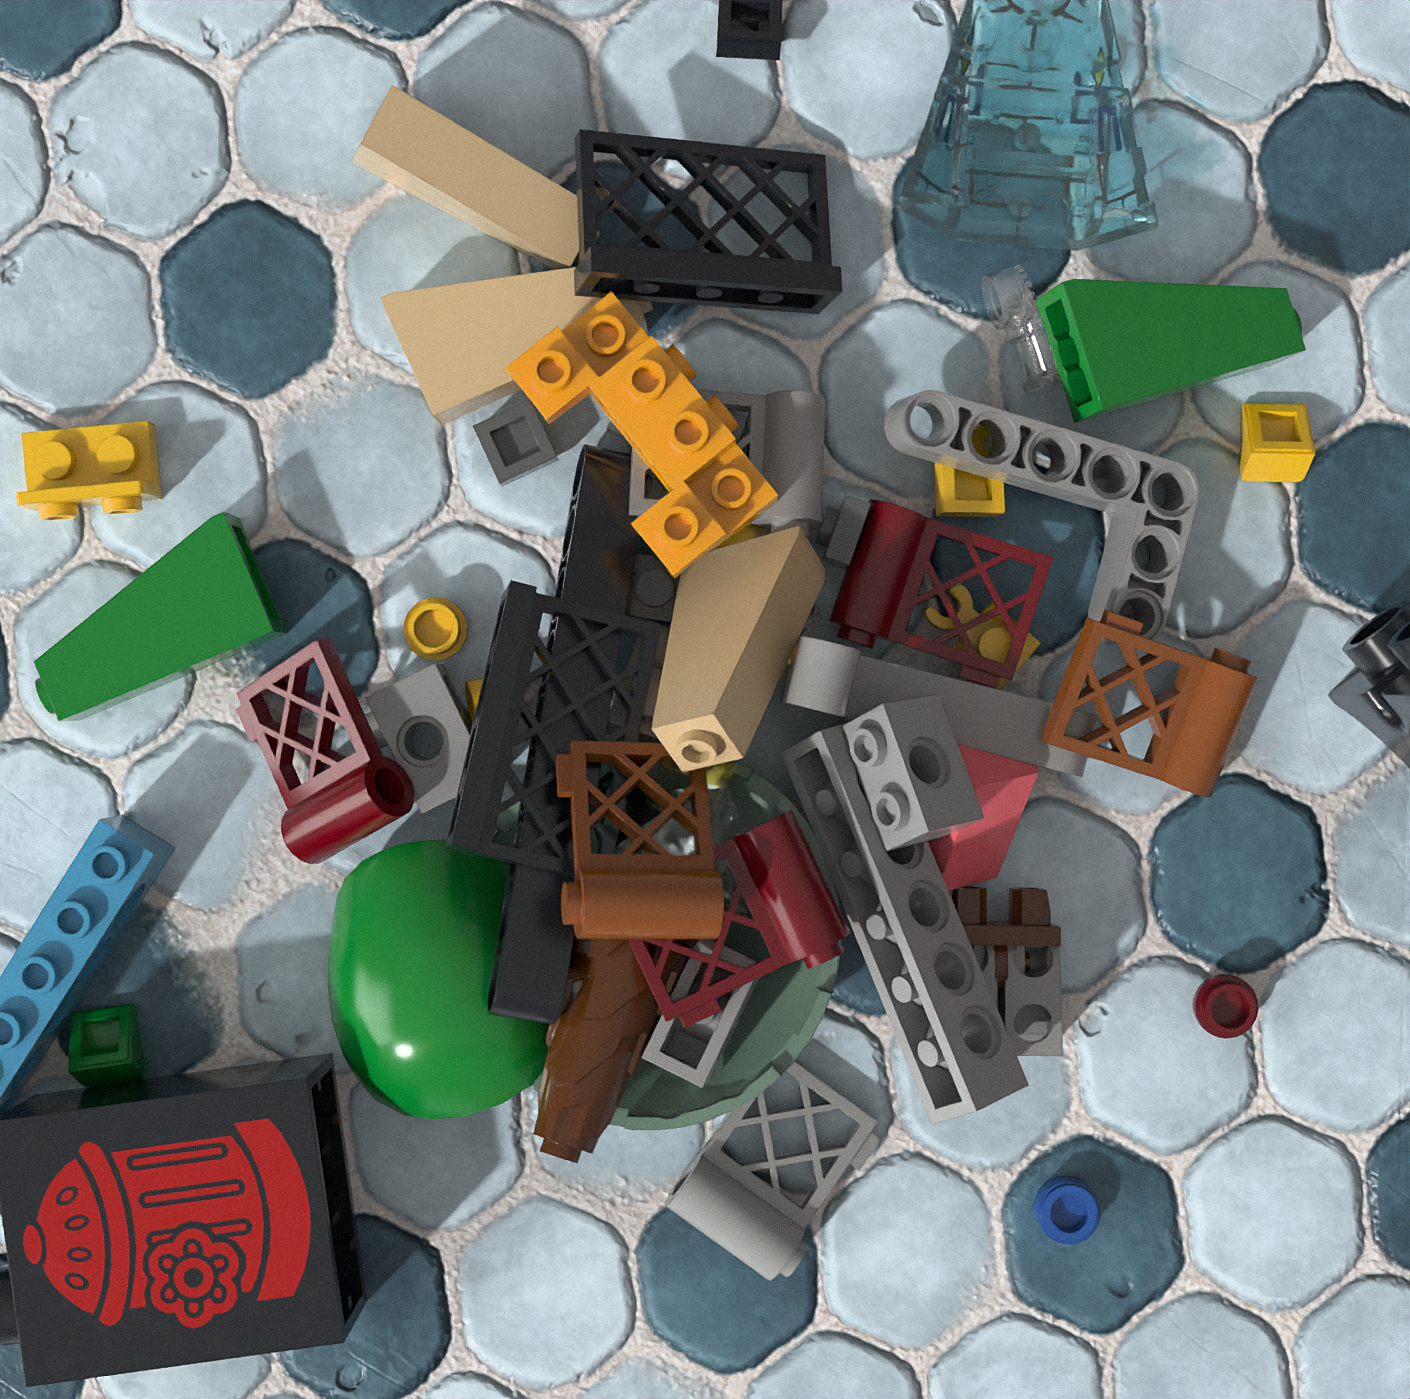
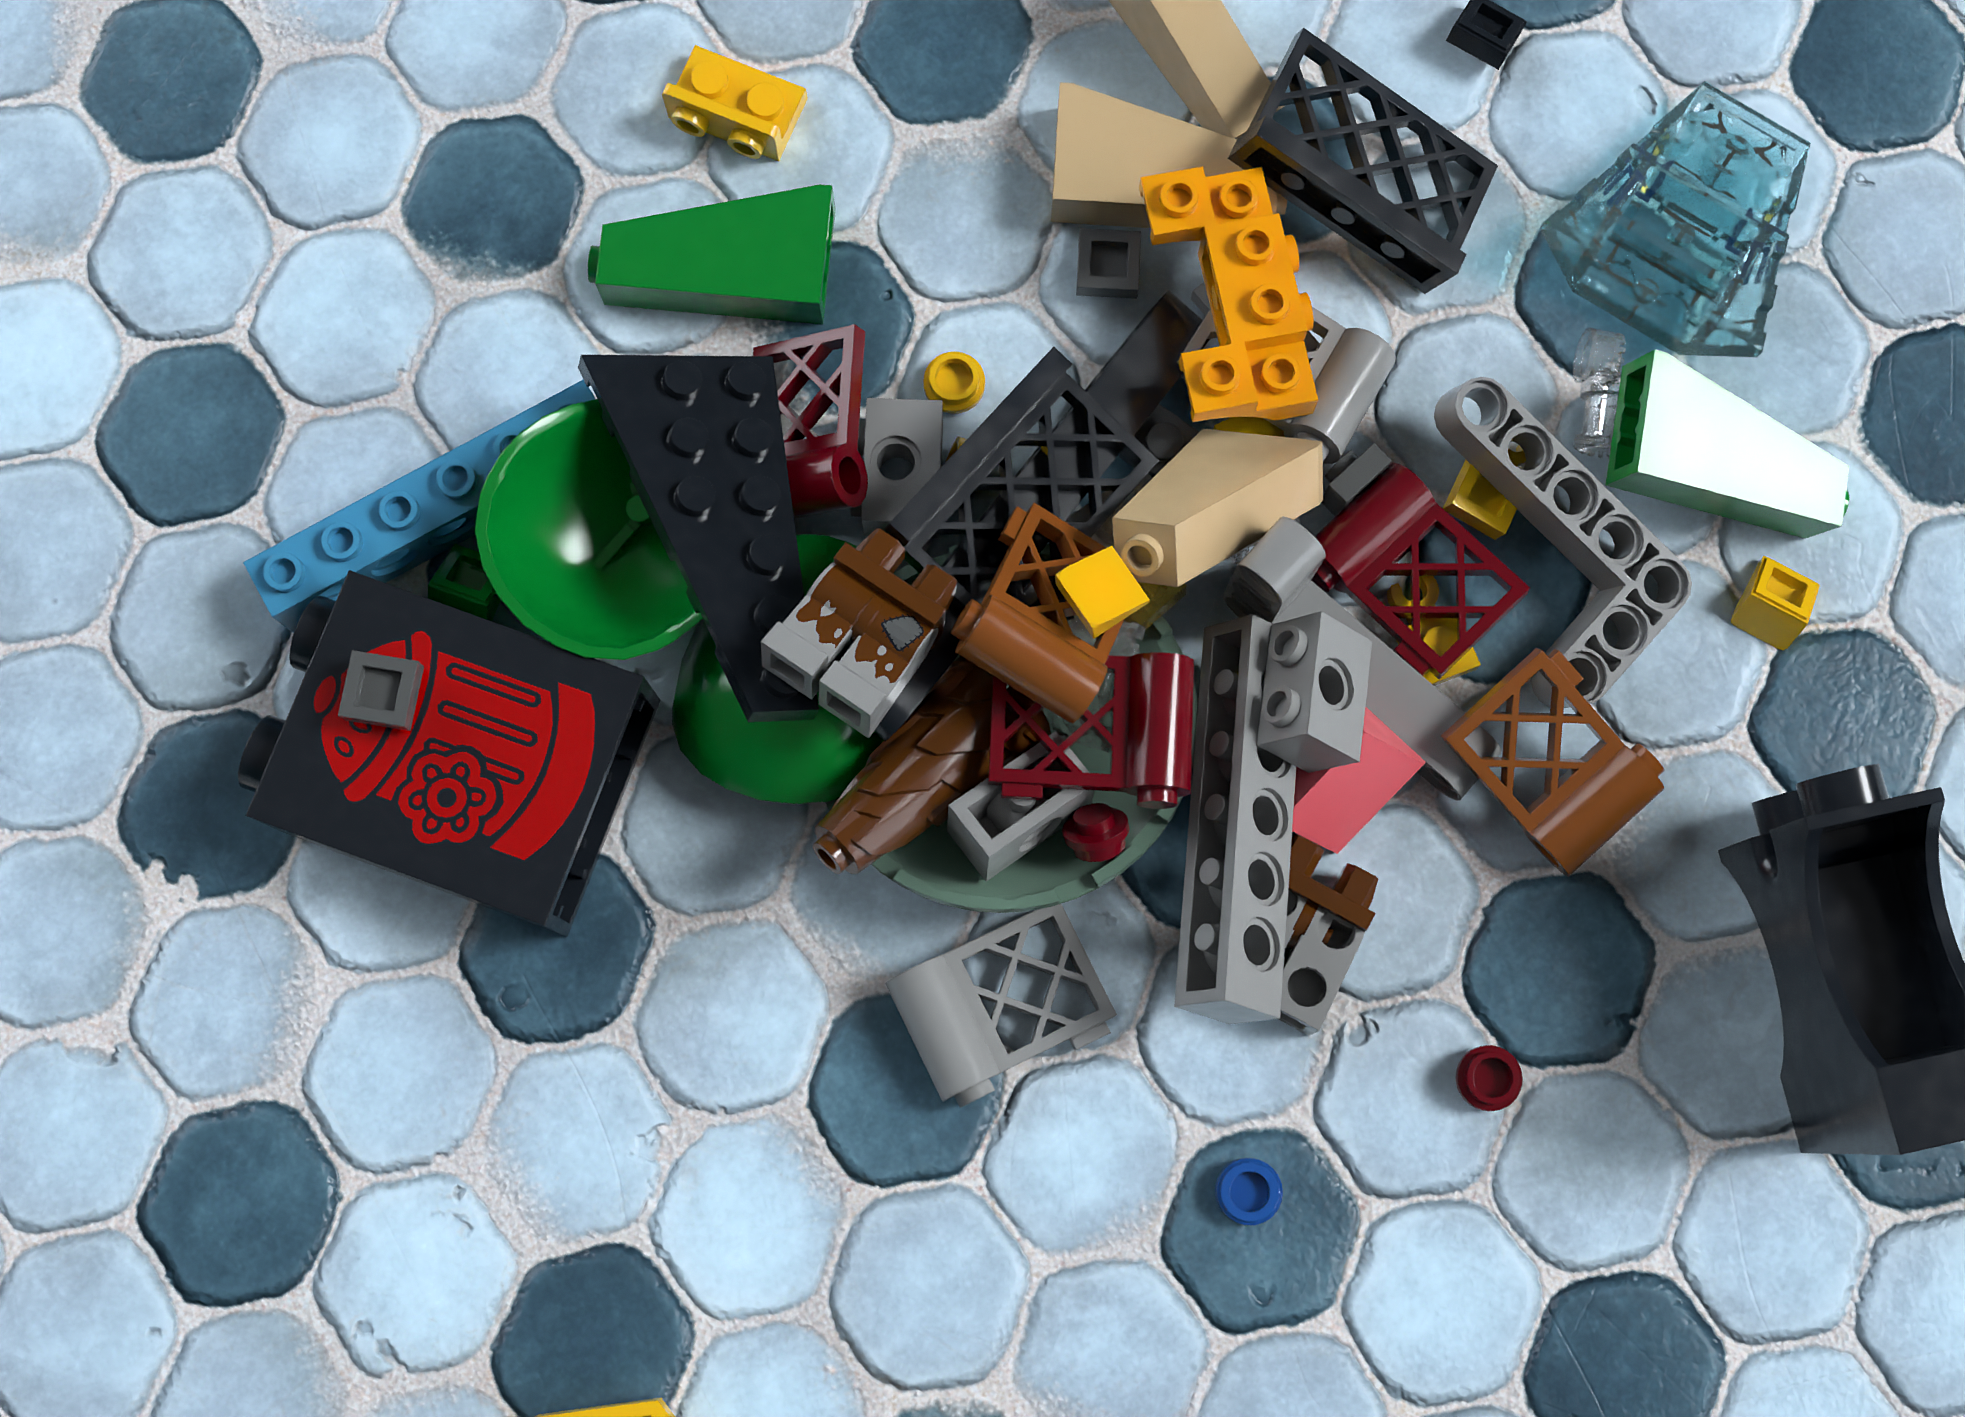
camera: 30 degrees right, 10 degrees down
(80, 1223) = (381, 690): none -> dark grey plate
(203, 952) = (576, 544): none -> green piece
(271, 867) = (718, 491): none -> black wing
(487, 934) = (860, 631): none -> hips
(676, 803) = (1101, 590): none -> yellow slope
(782, 998) = (1096, 832): none -> dark red plate

